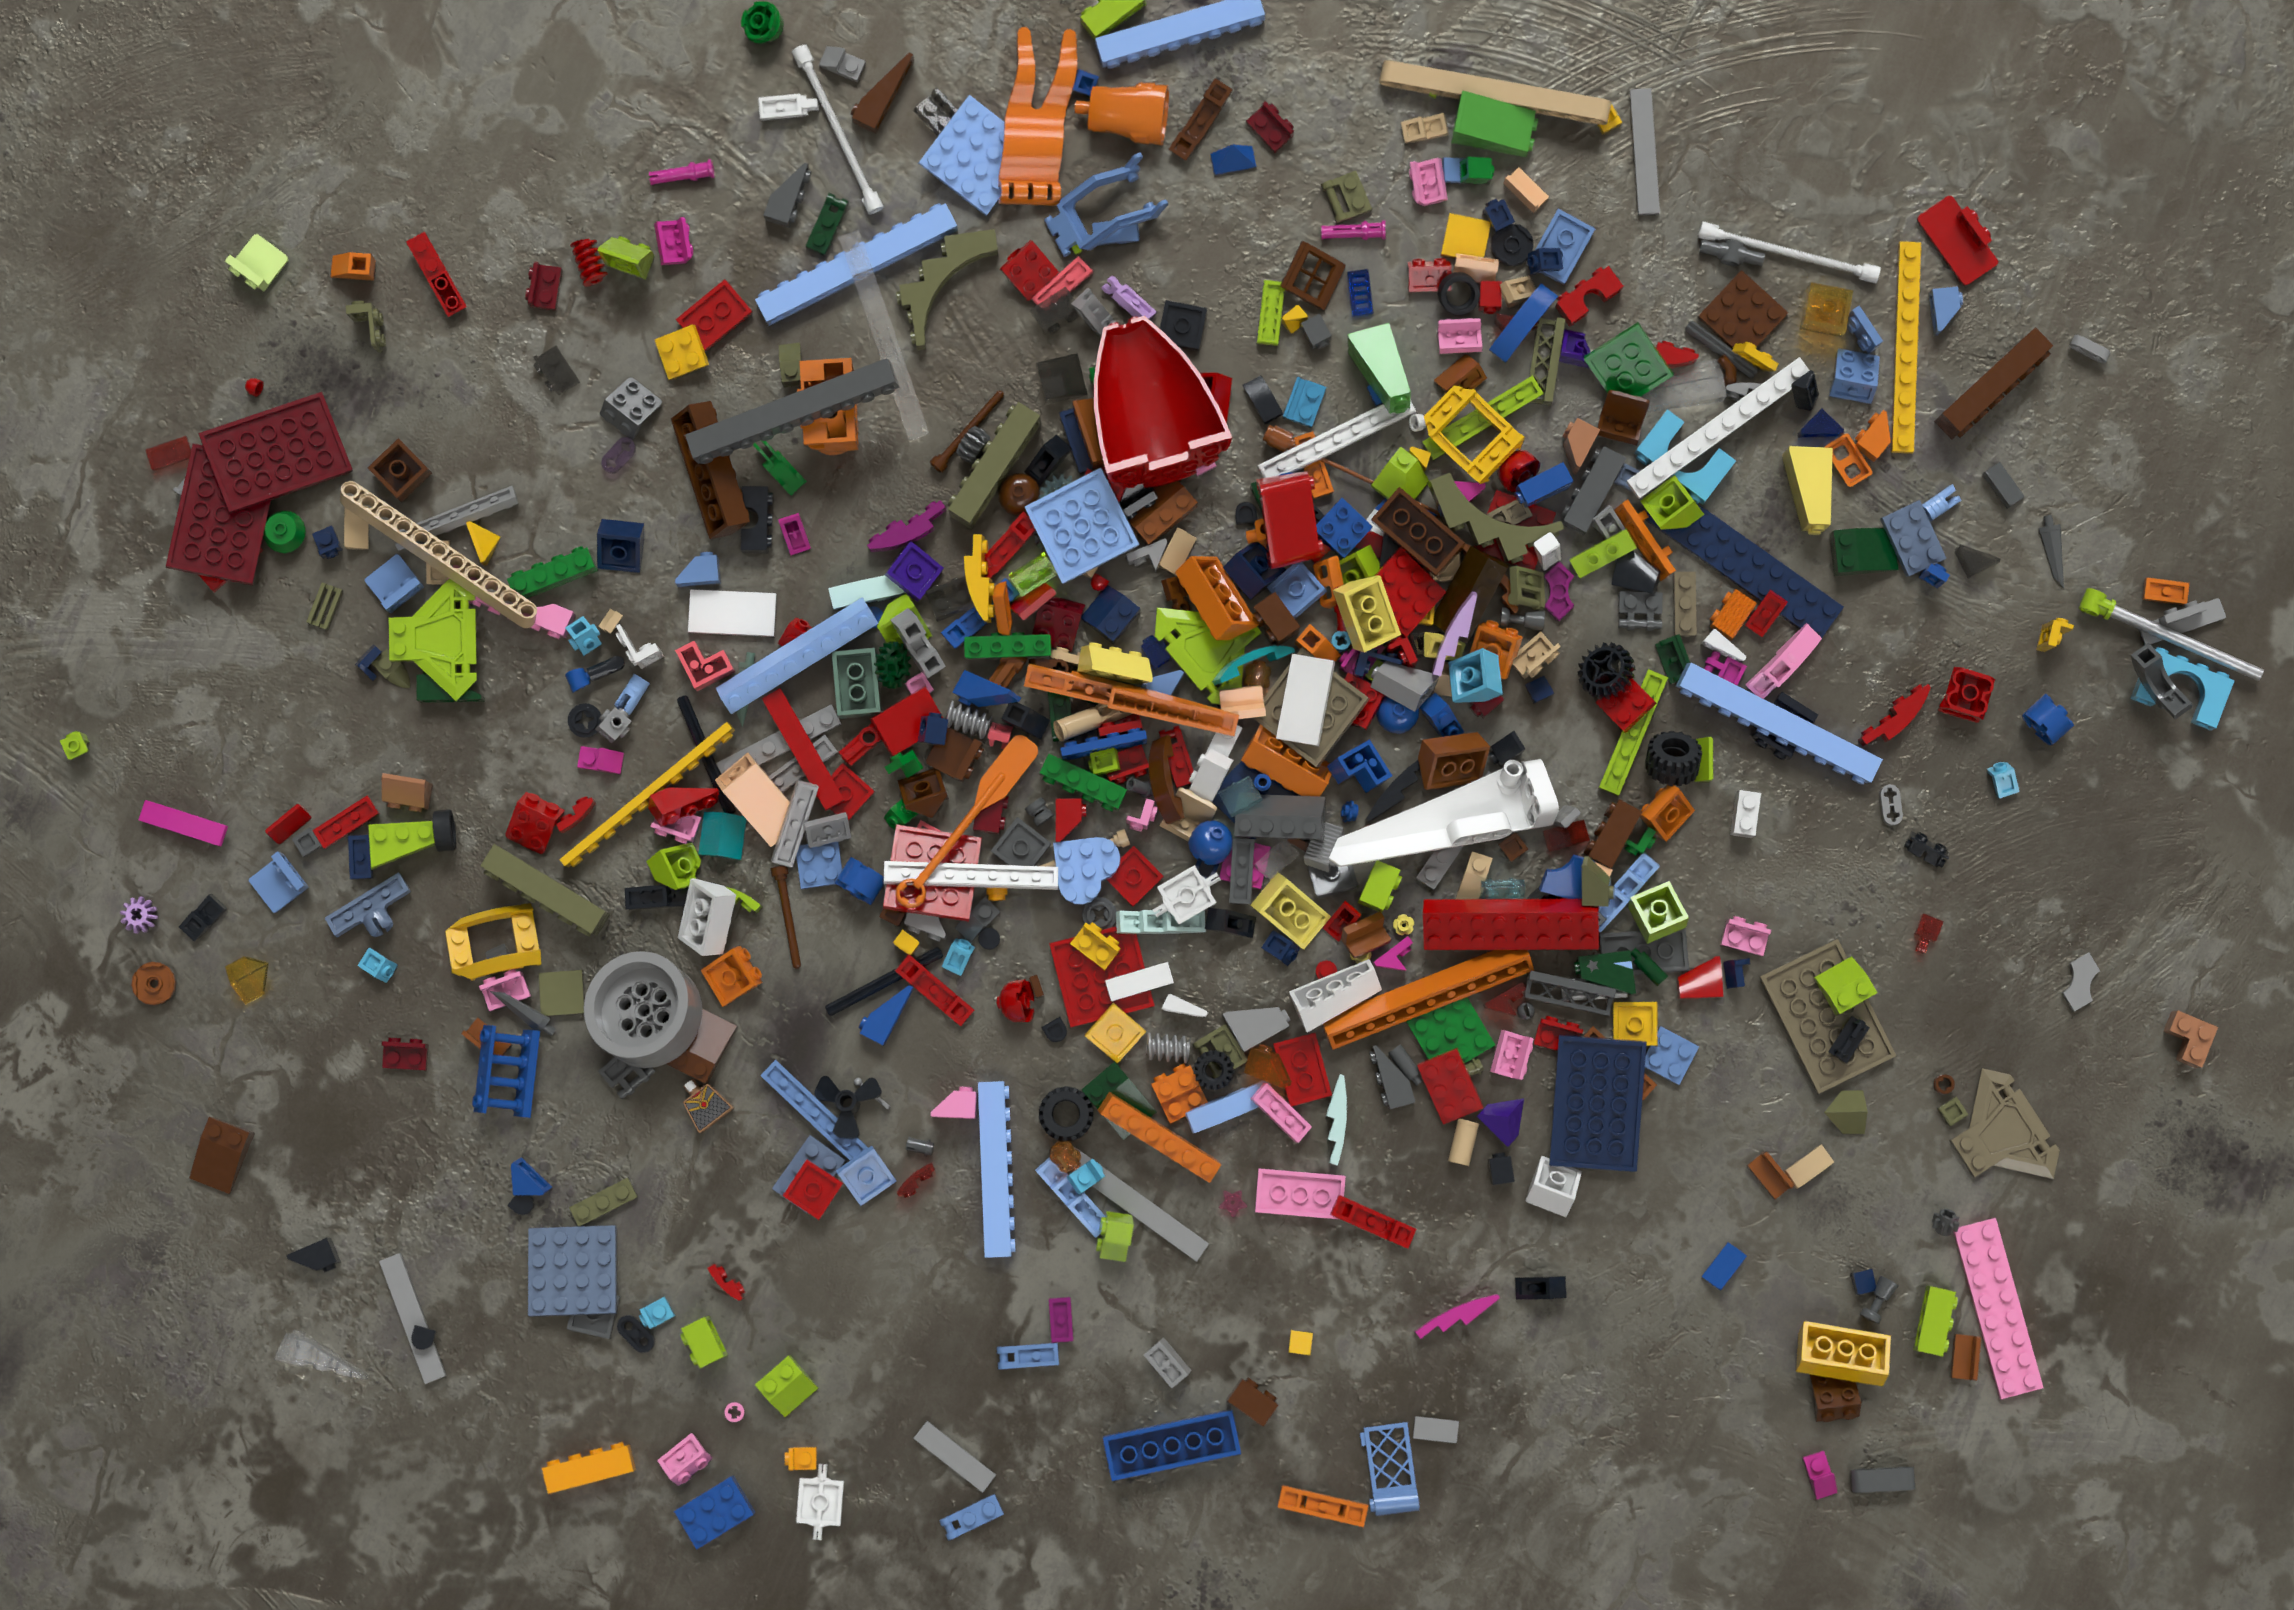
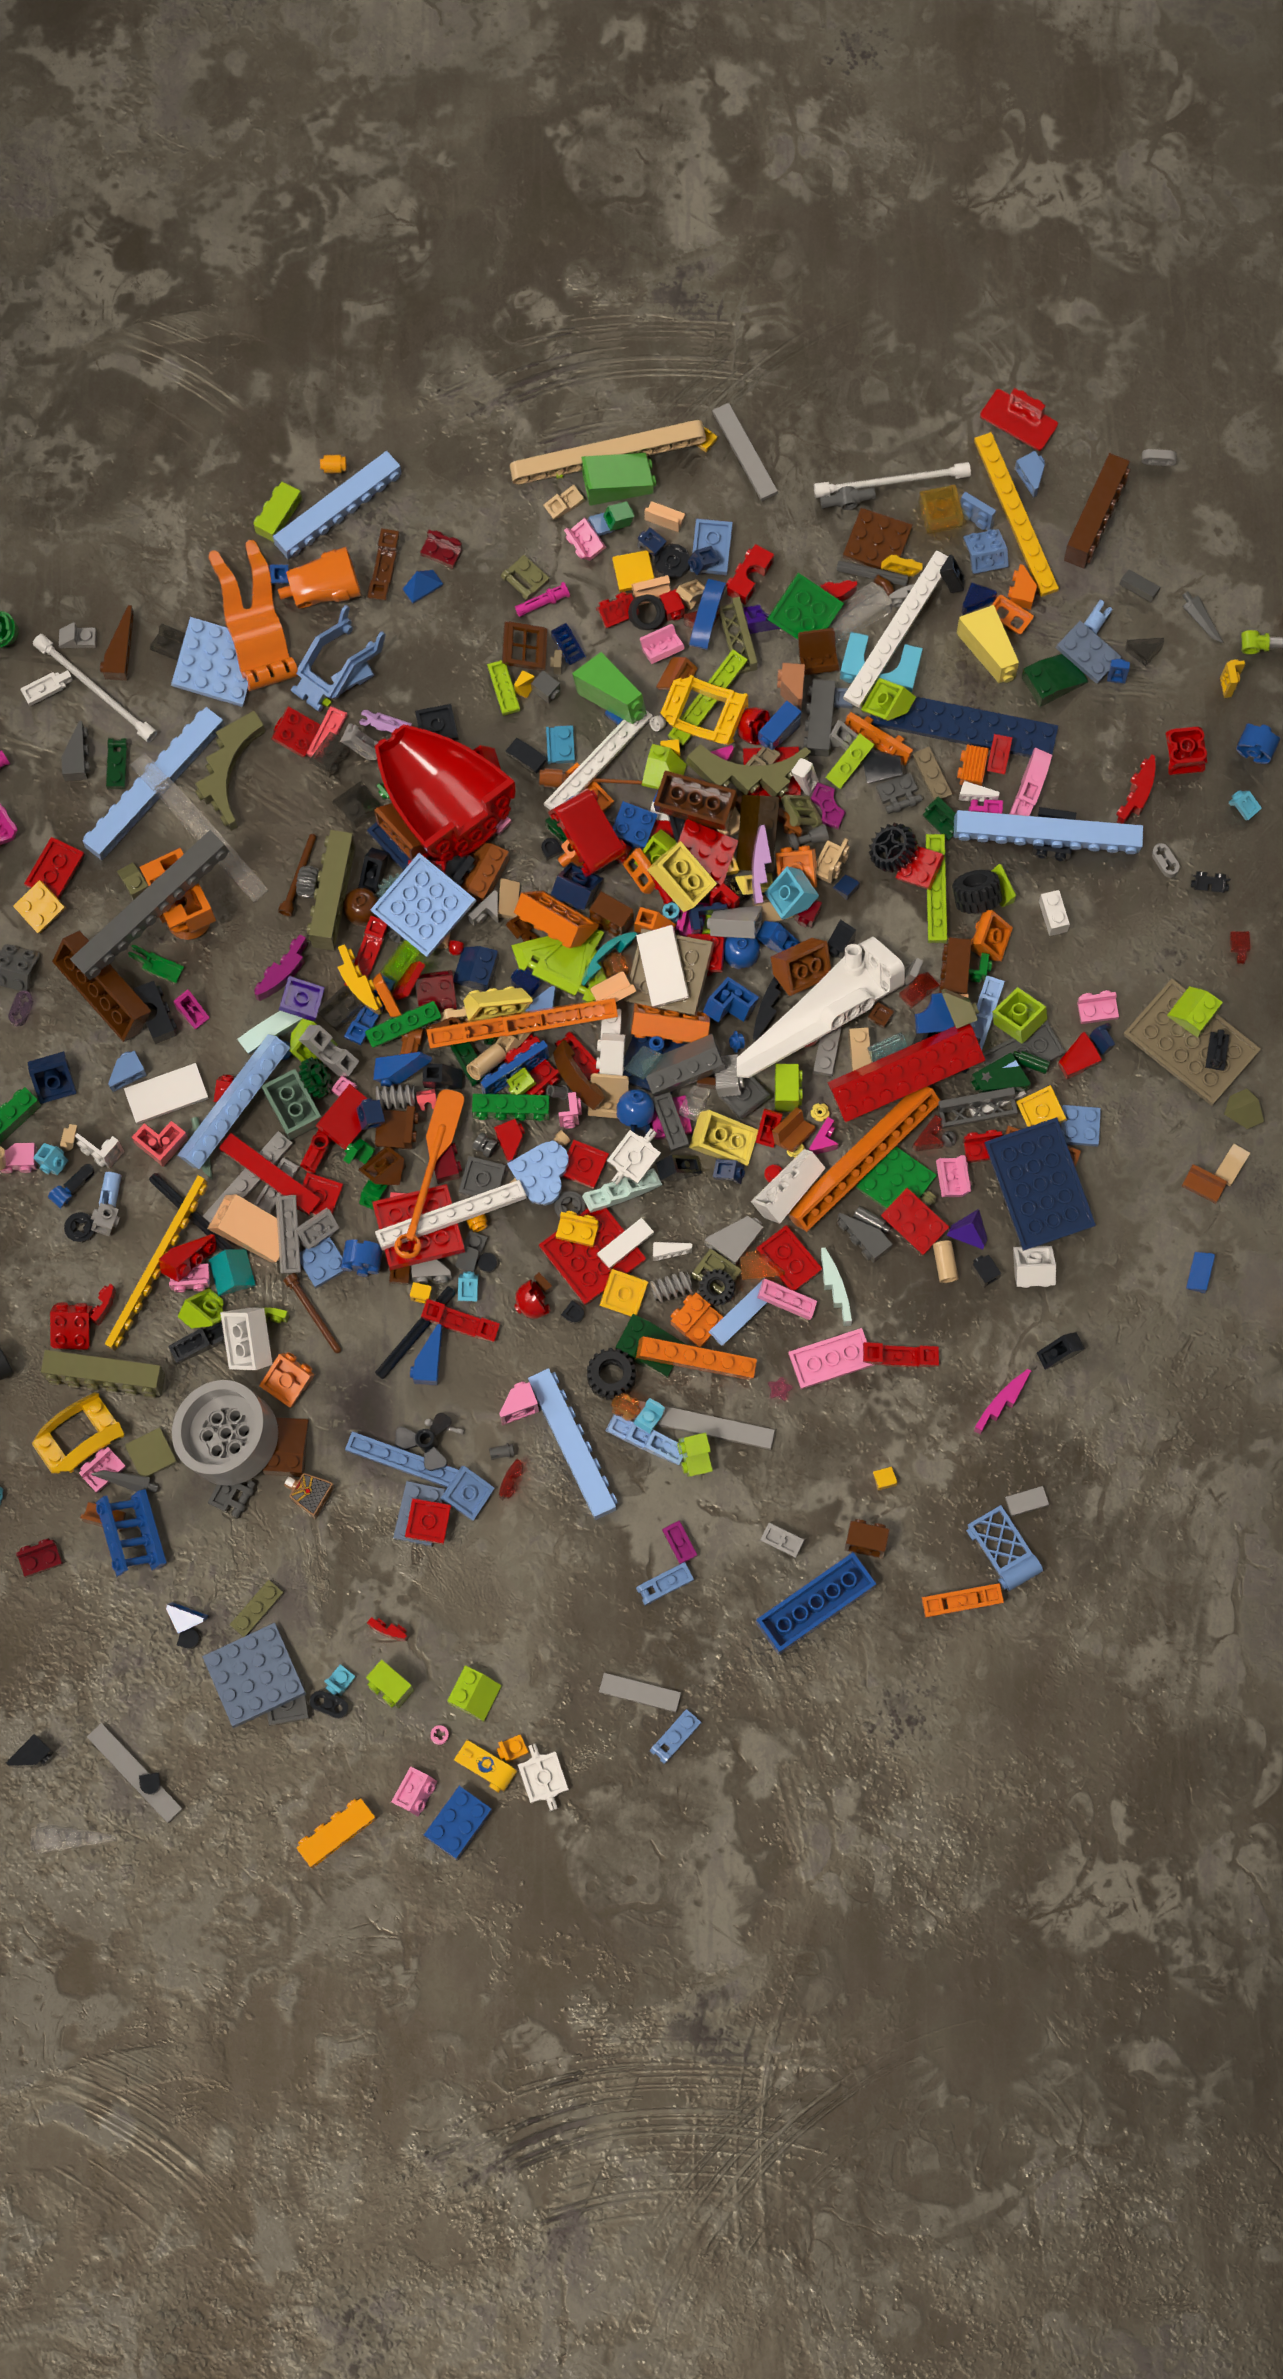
camera: 20 degrees left, 10 degrees down
(600, 760) = (106, 1253): dark pink slope -> none
(767, 1465) = (486, 1766): none -> yellow door
(1297, 588) = (619, 884): medium blue plate -> none
(1339, 308) = (556, 662): none -> dark tan plate

